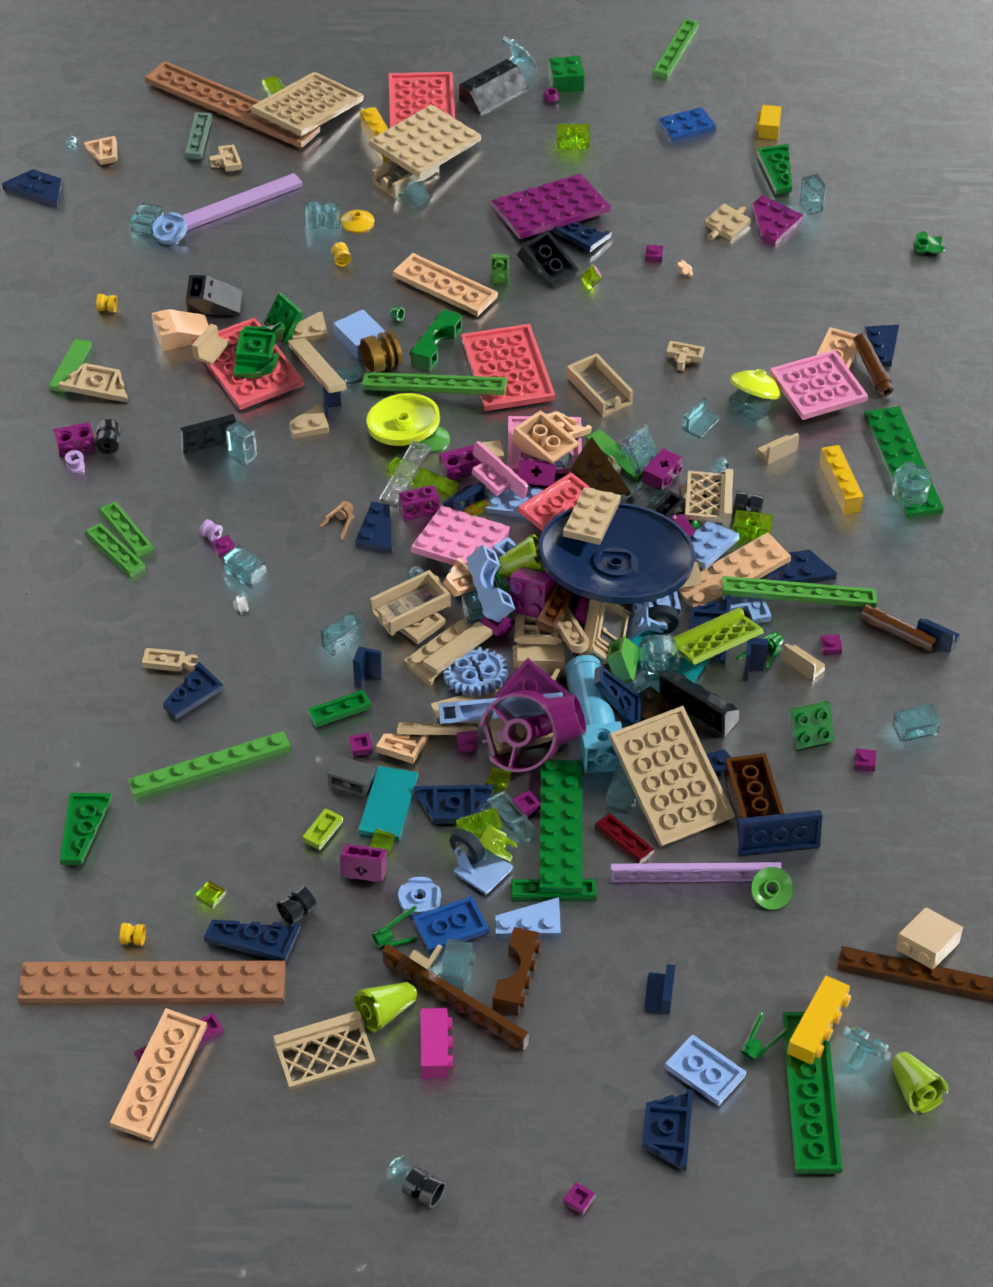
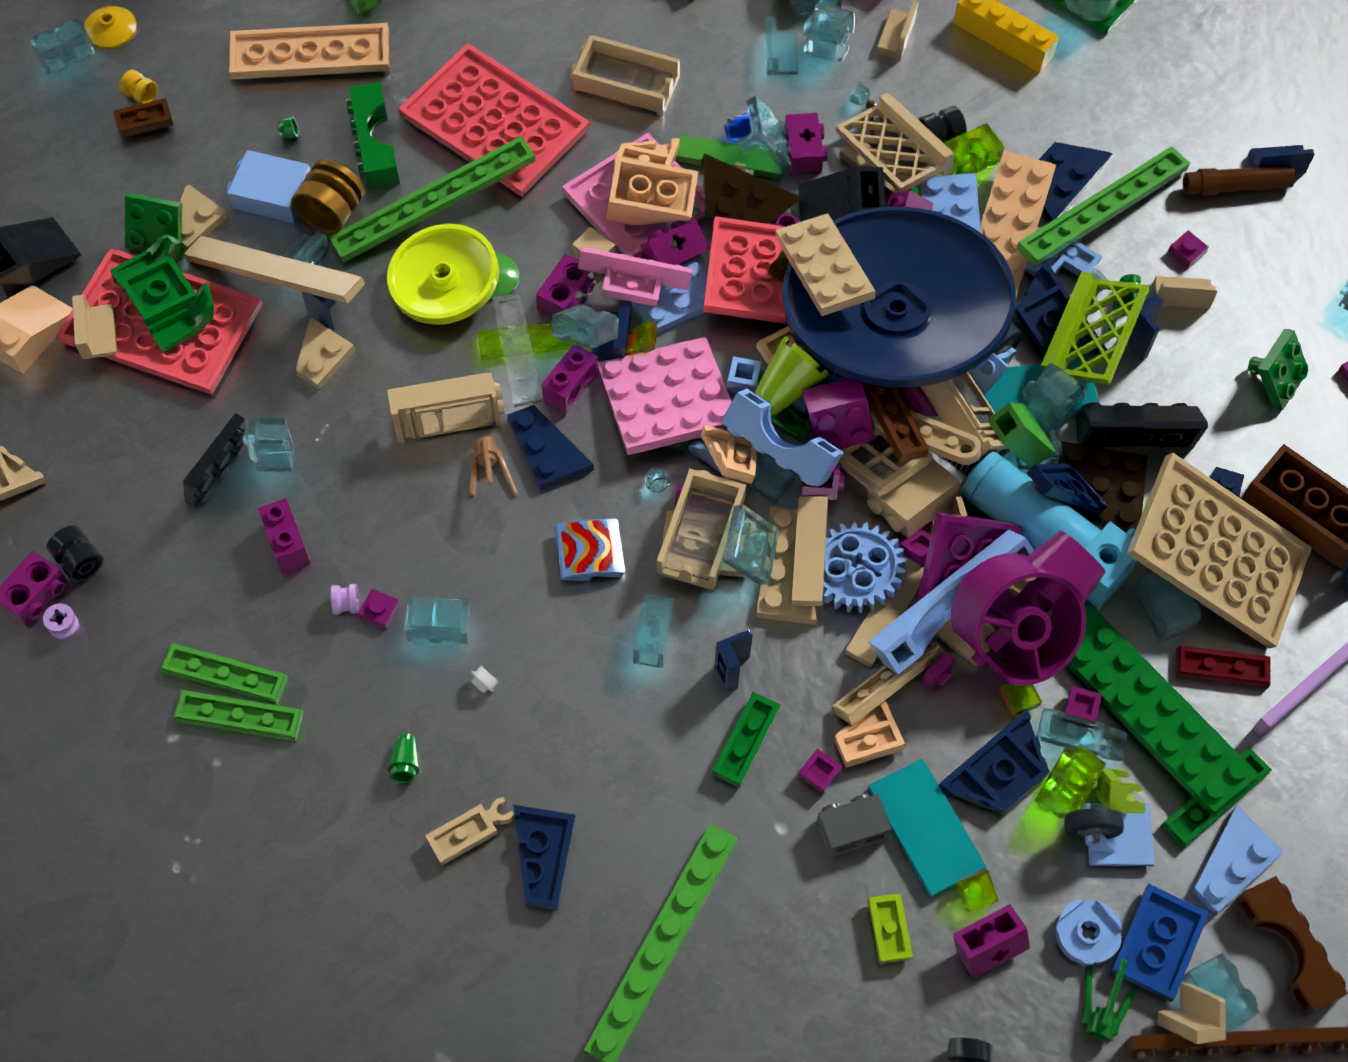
camera: 40 degrees left, 15 degrees up
(168, 613) = (404, 760): none -> green cone
(209, 486) = (283, 535): none -> magenta brick
(330, 269) = (143, 118): none -> reddish brown plate
(341, 475) = (445, 406): none -> tan door
(350, 582) = (589, 549): none -> slope
(426, 622) = (751, 545): none -> clear light blue plate
(446, 479) = (585, 326): none -> clear light blue brick
(732, 424) = (829, 32): none -> clear light blue brick

